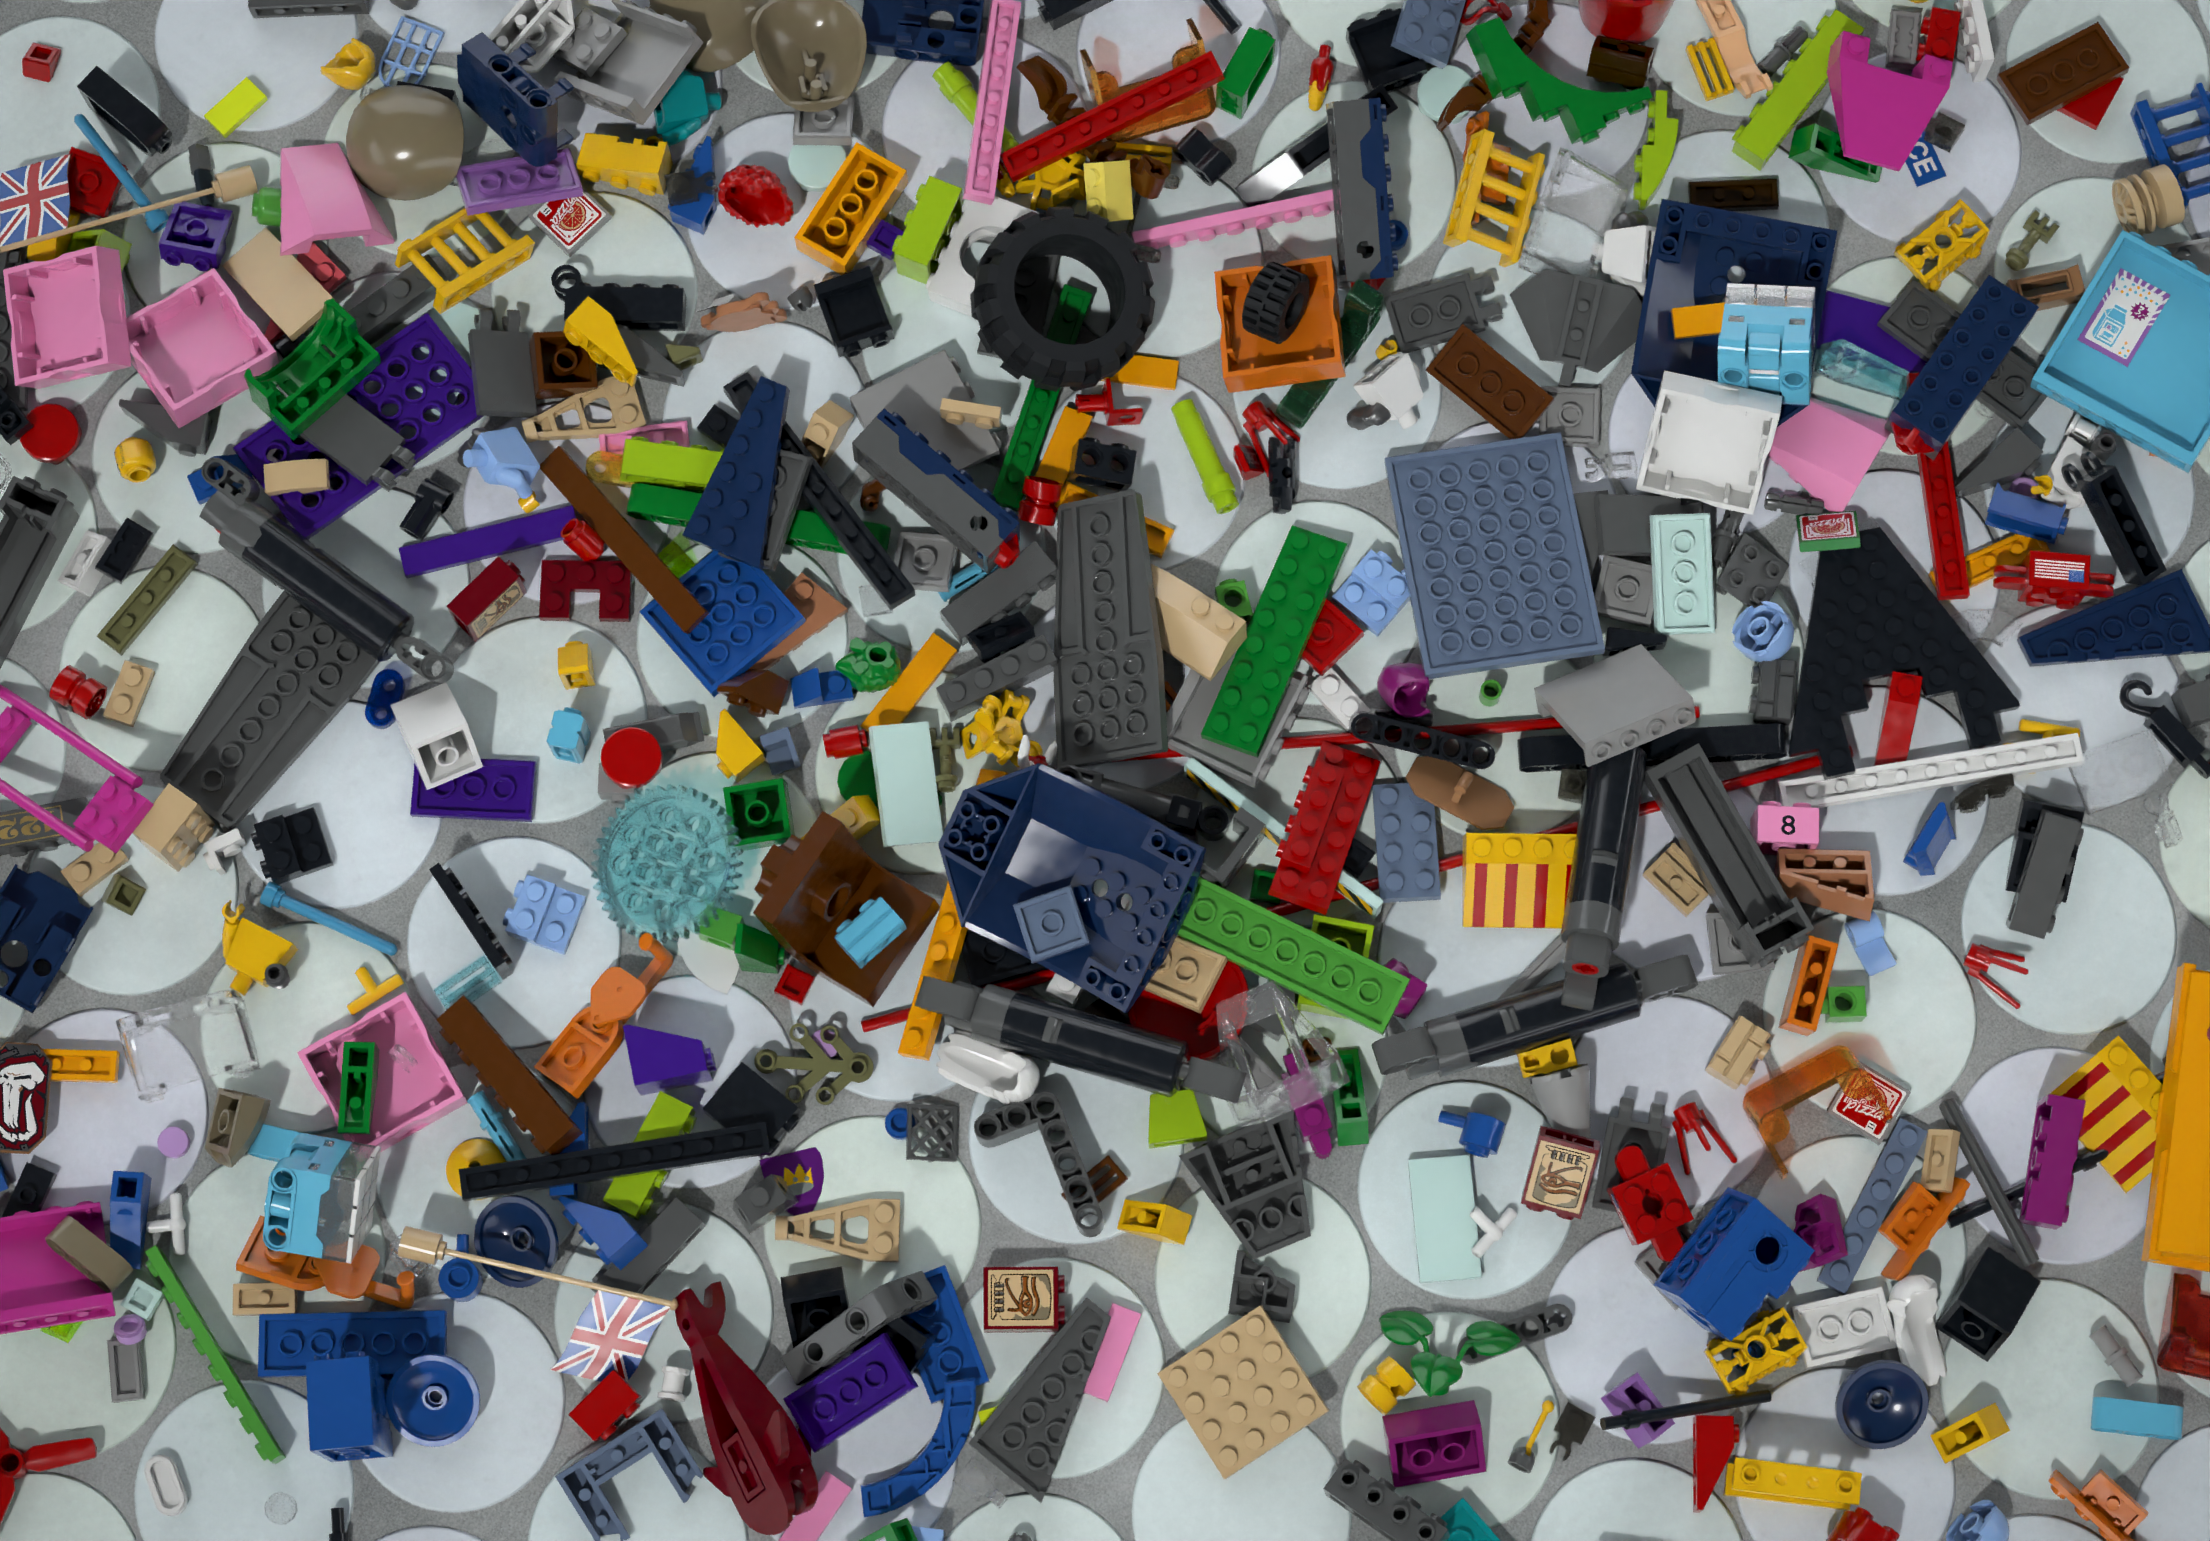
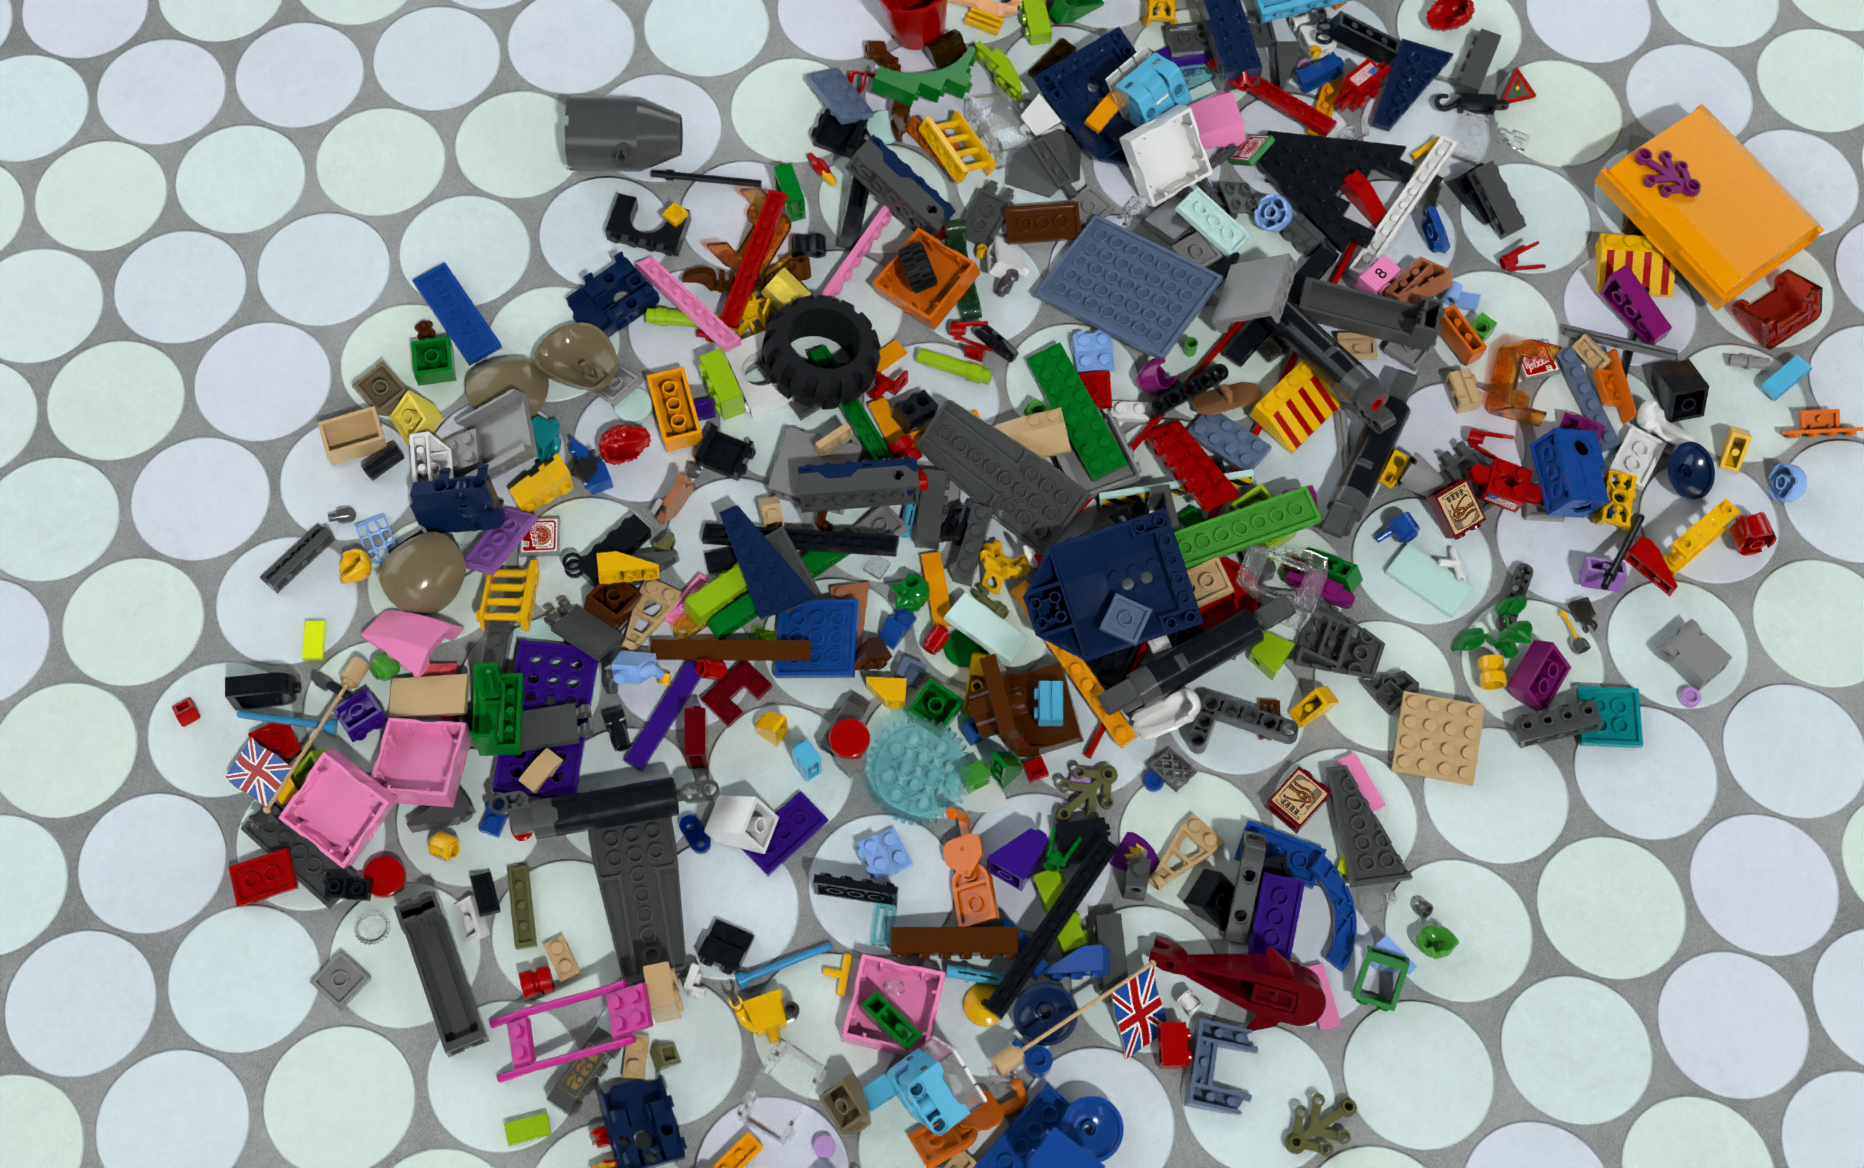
camera: 50 degrees left, 10 degrees down
(694, 1094) = (1053, 857): none -> green plant

